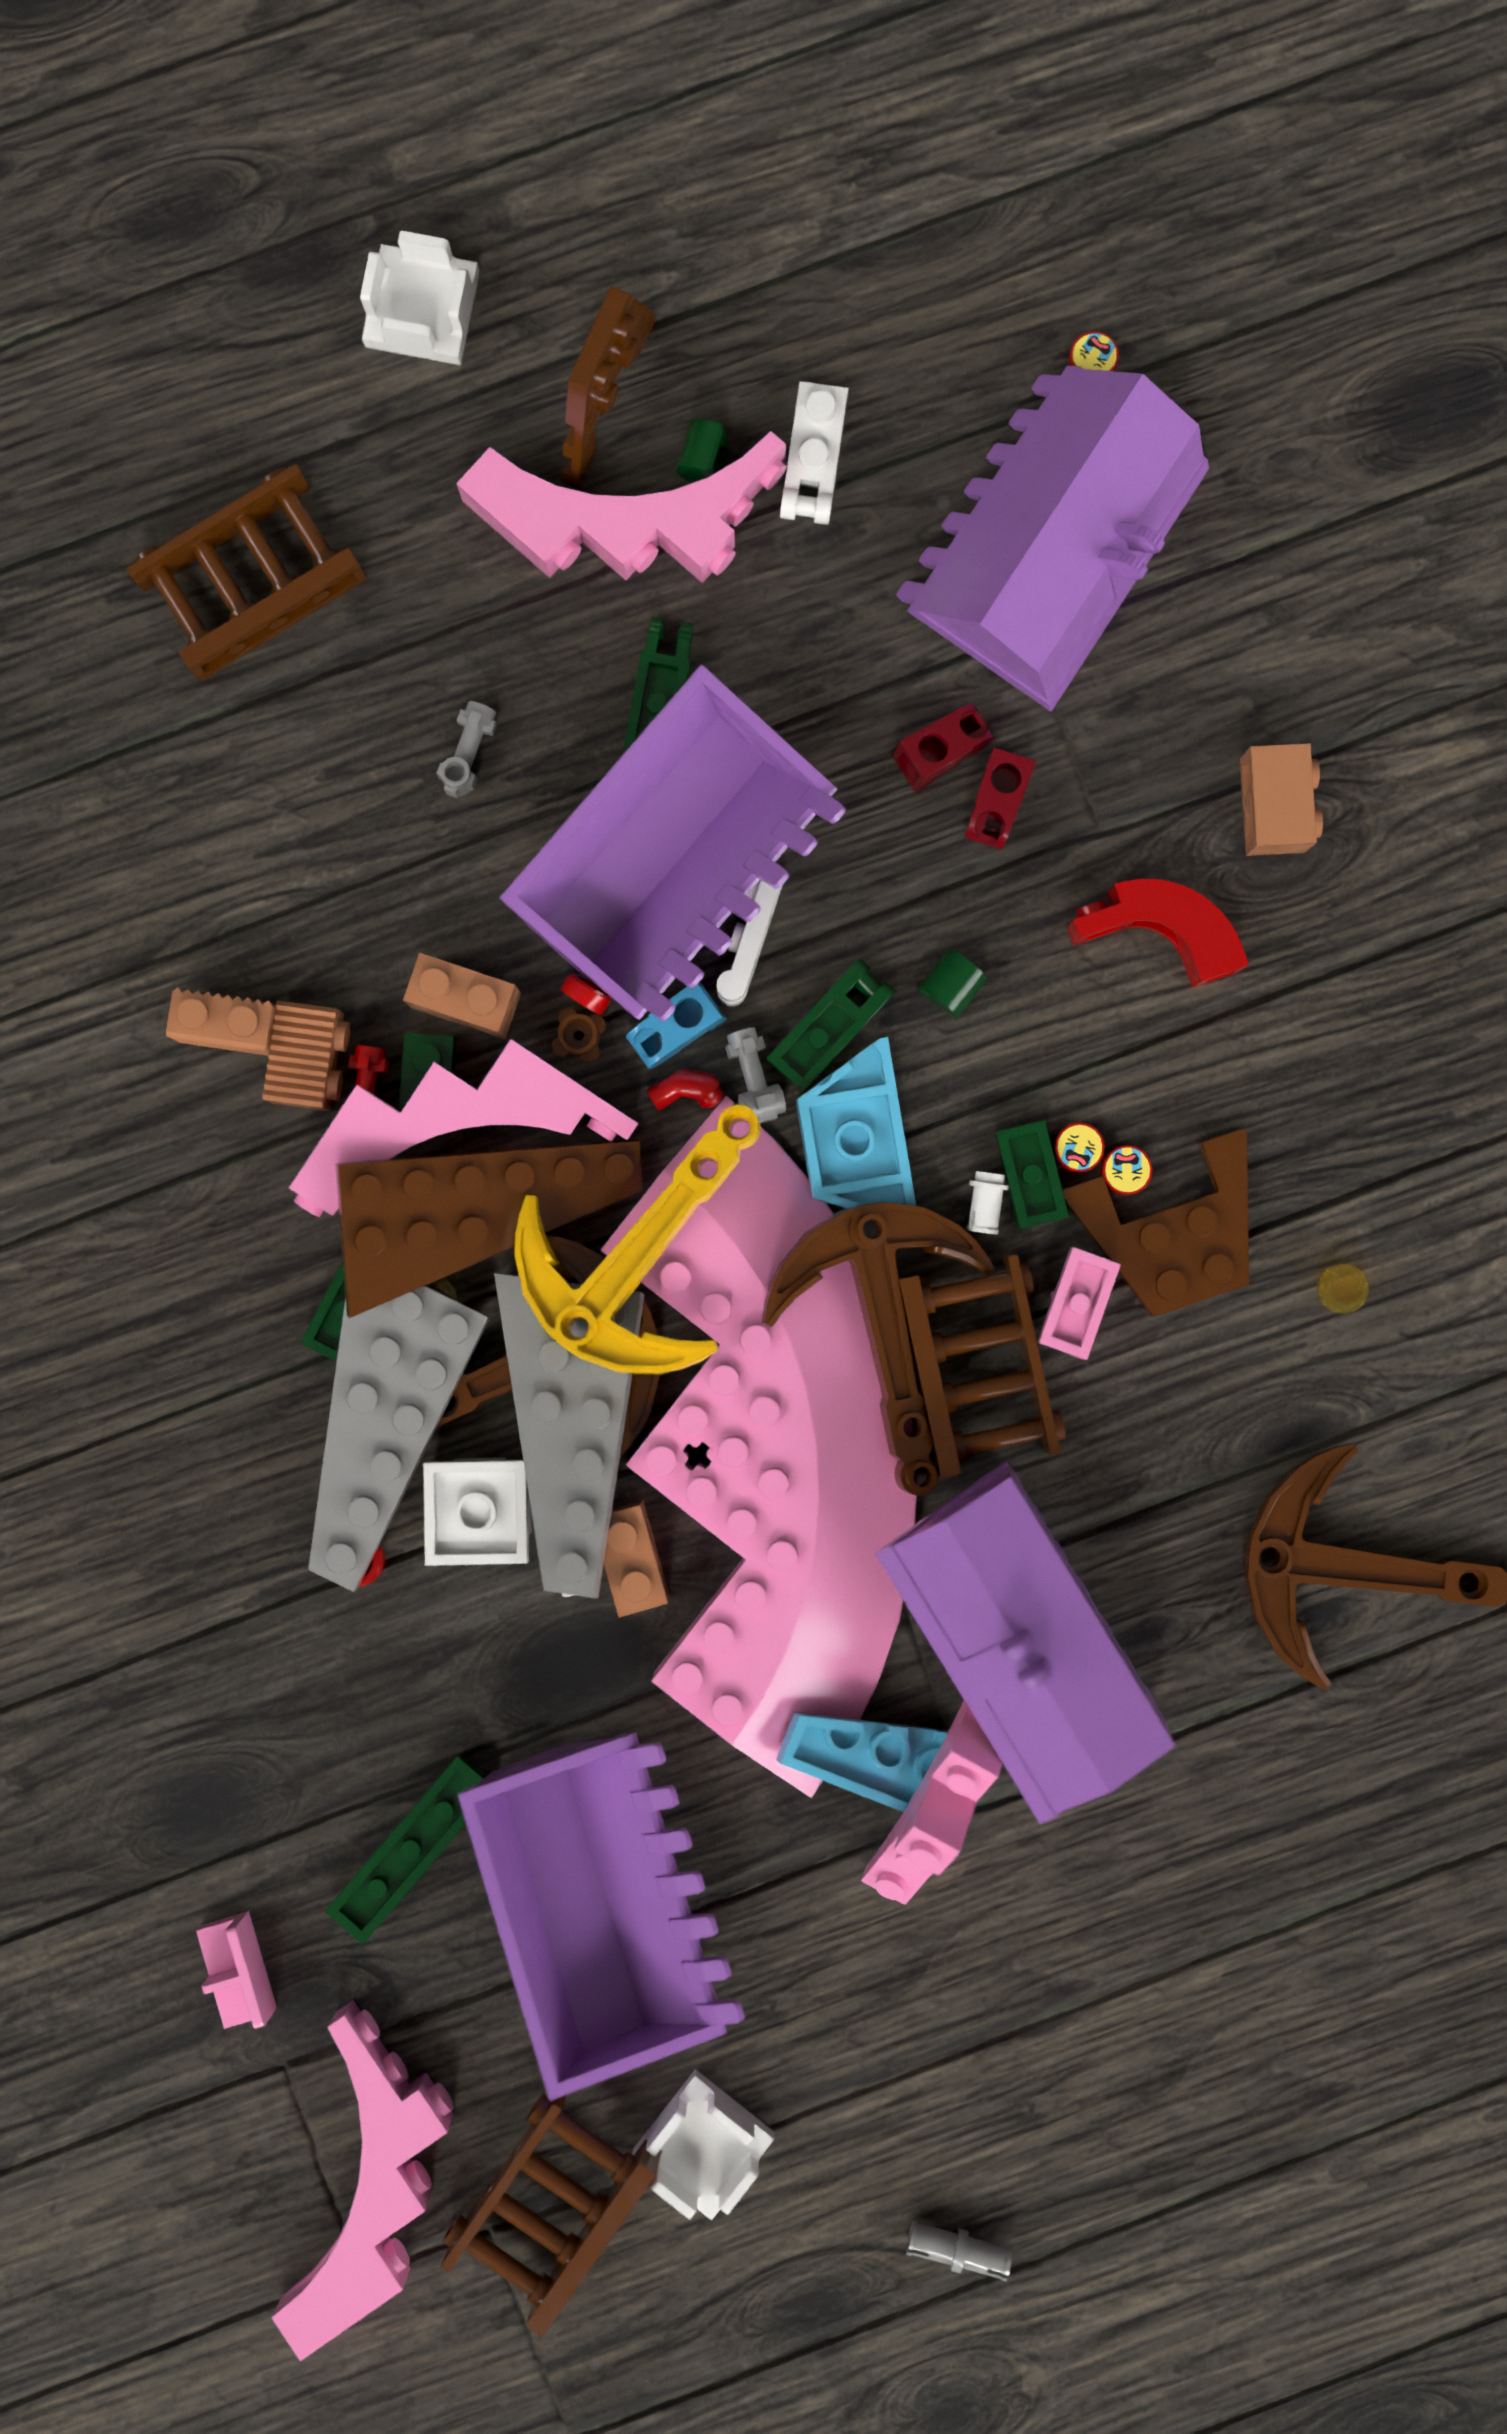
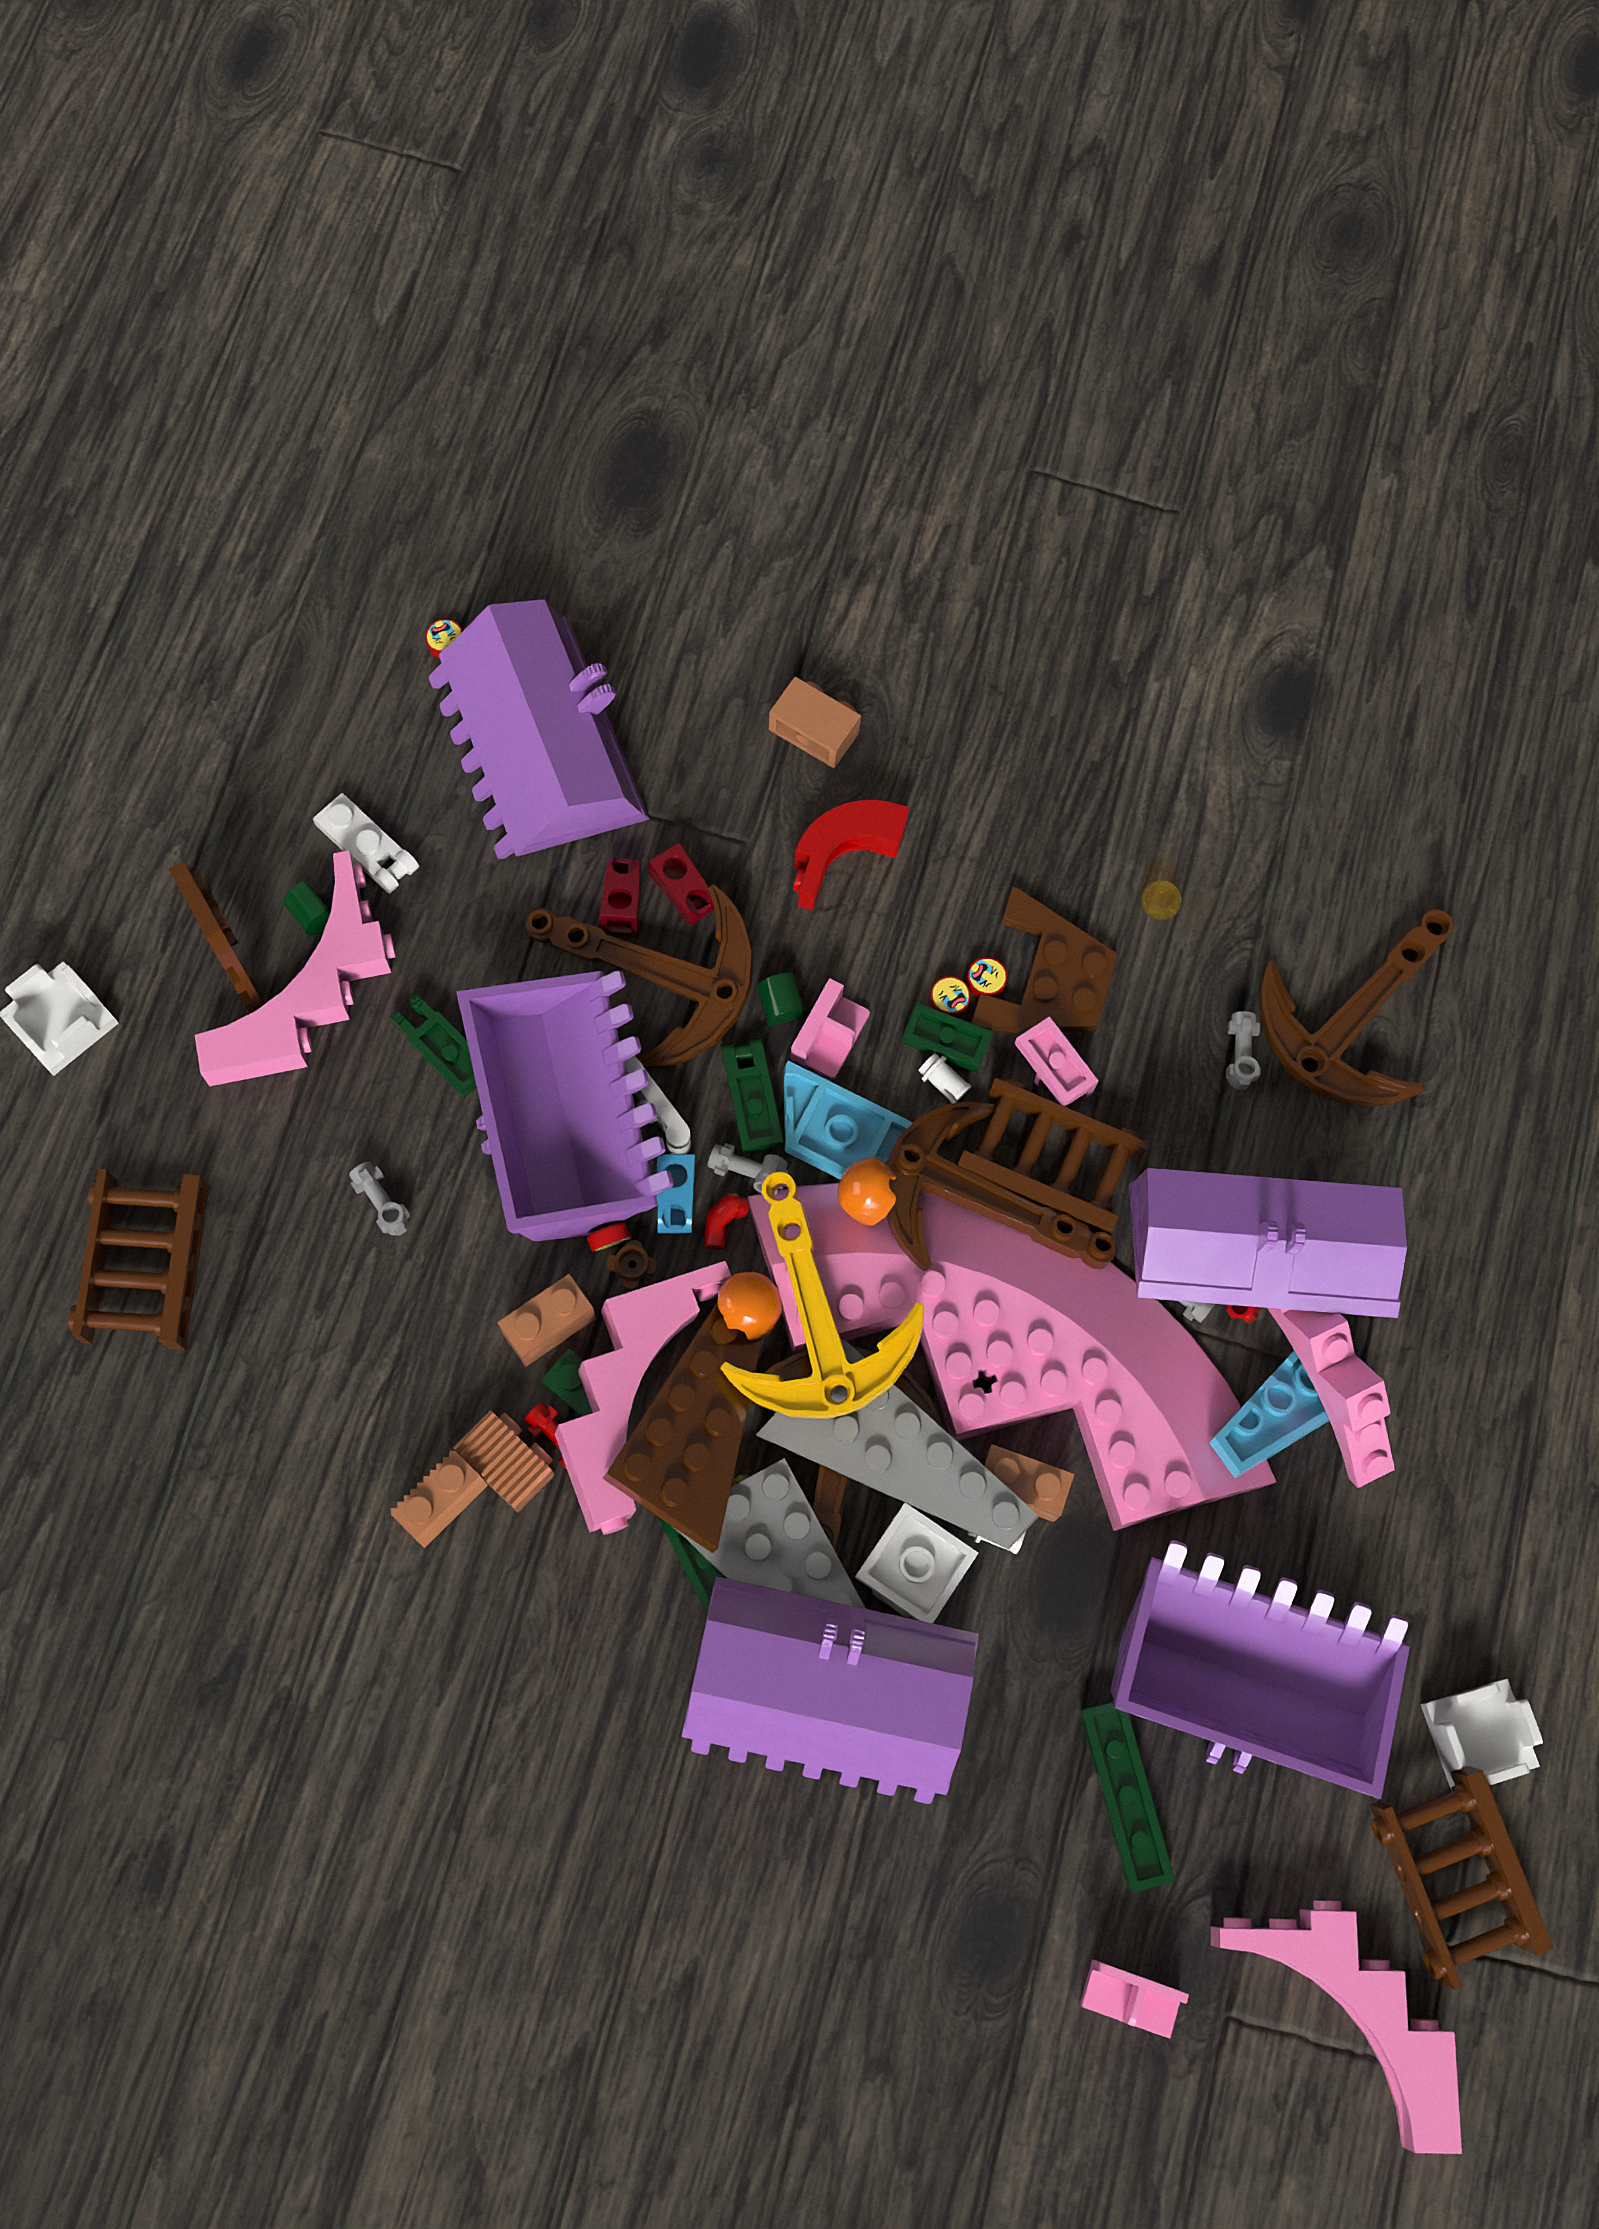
camera: 60 degrees left, 15 degrees down
(310, 1509) = (831, 1688): none -> medium lavender piece
(611, 1177) = (750, 1304): none -> orange hair
(802, 1208) = (866, 1190): none -> orange hair
(940, 913) = (689, 980): none -> reddish brown piece
(953, 1055) = (829, 1032): none -> bright pink panel
(1216, 1495) = (1246, 1068): none -> light grey bar

